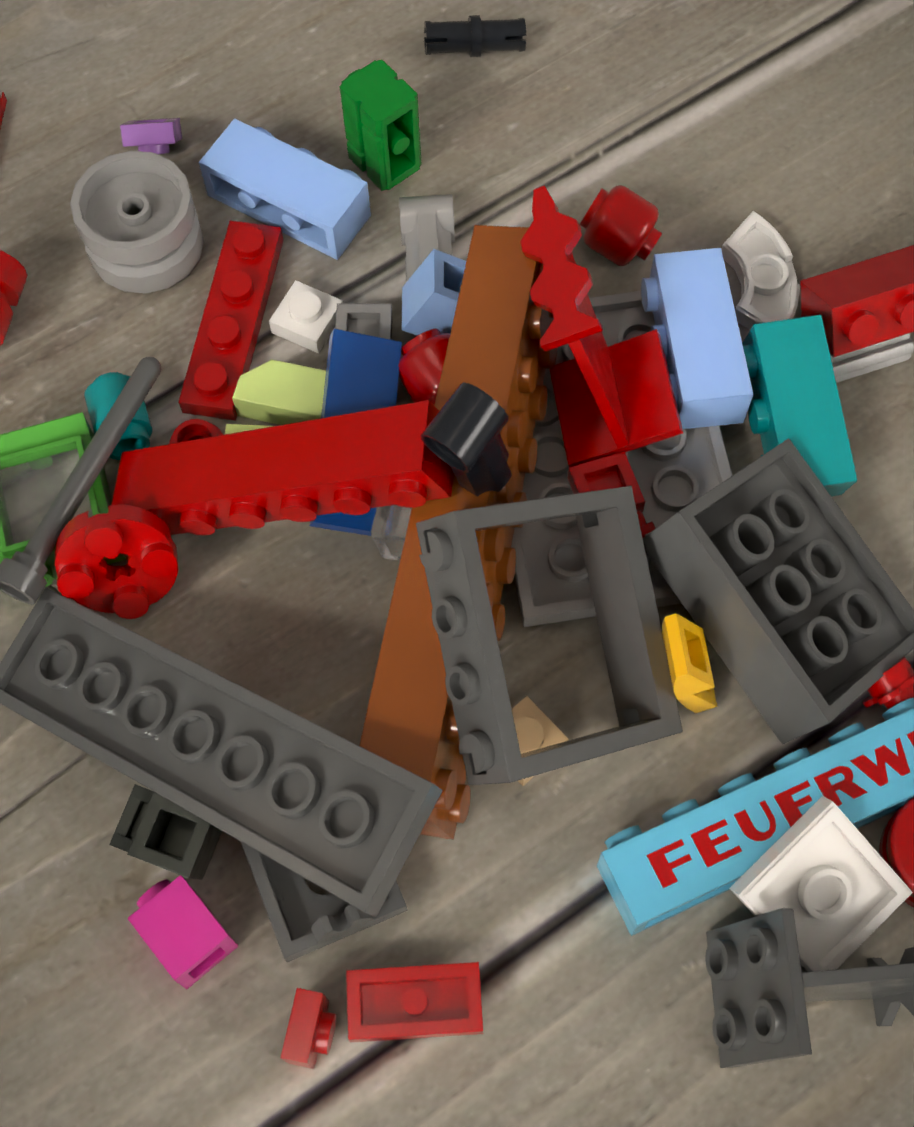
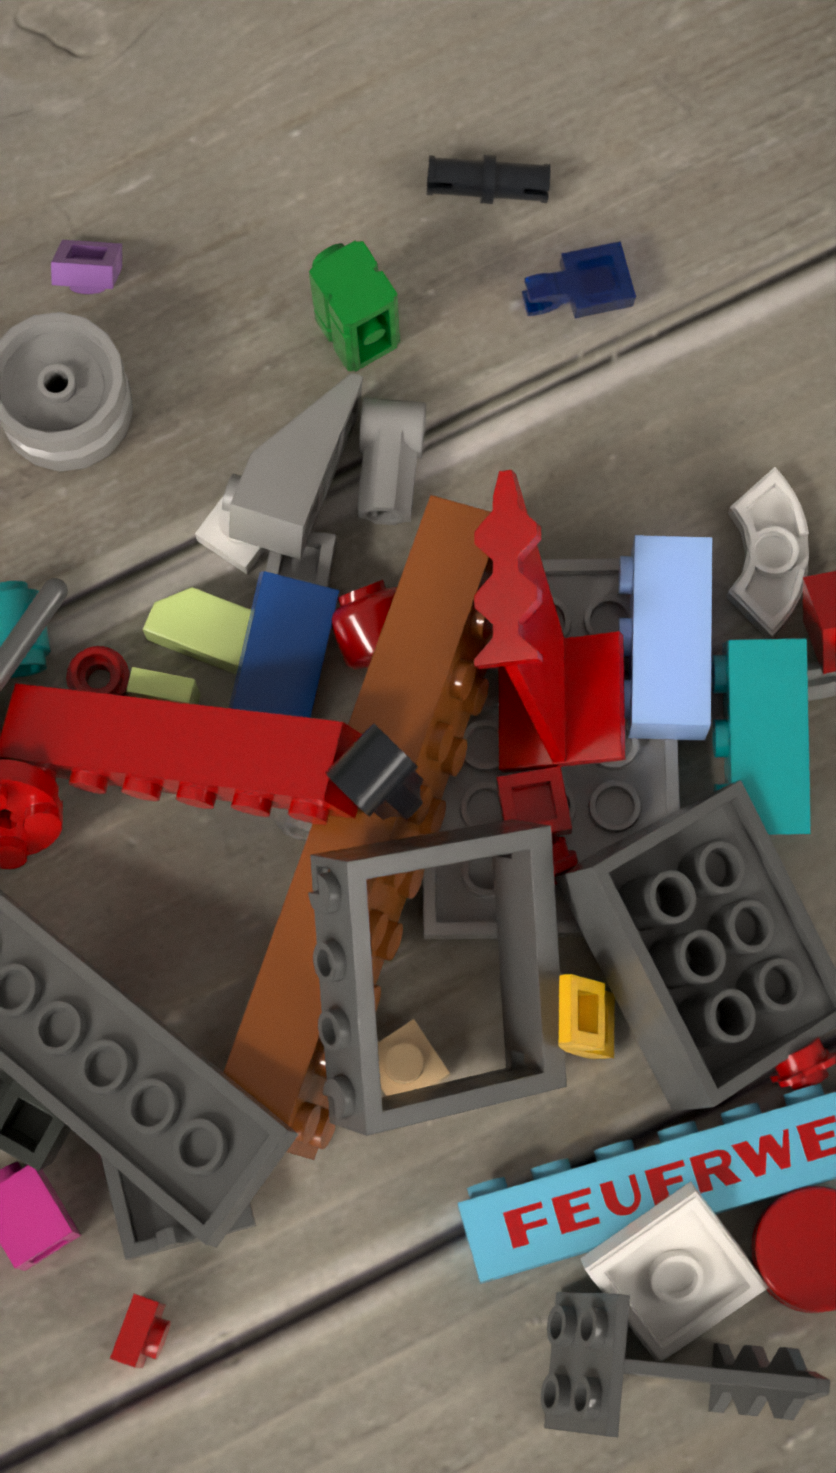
camera: 10 degrees right, 10 degrees up
(231, 319) = (154, 519): red plate -> none
(286, 188) = (231, 357): light blue brick -> none
(346, 257) = (292, 472): none -> light grey slope
(414, 1002) = (249, 1320): red plate -> none
(432, 294) = (382, 538): light blue brick -> none
(569, 94) = (589, 278): none -> clear blue plate
(621, 225) = (615, 469): red head -> none

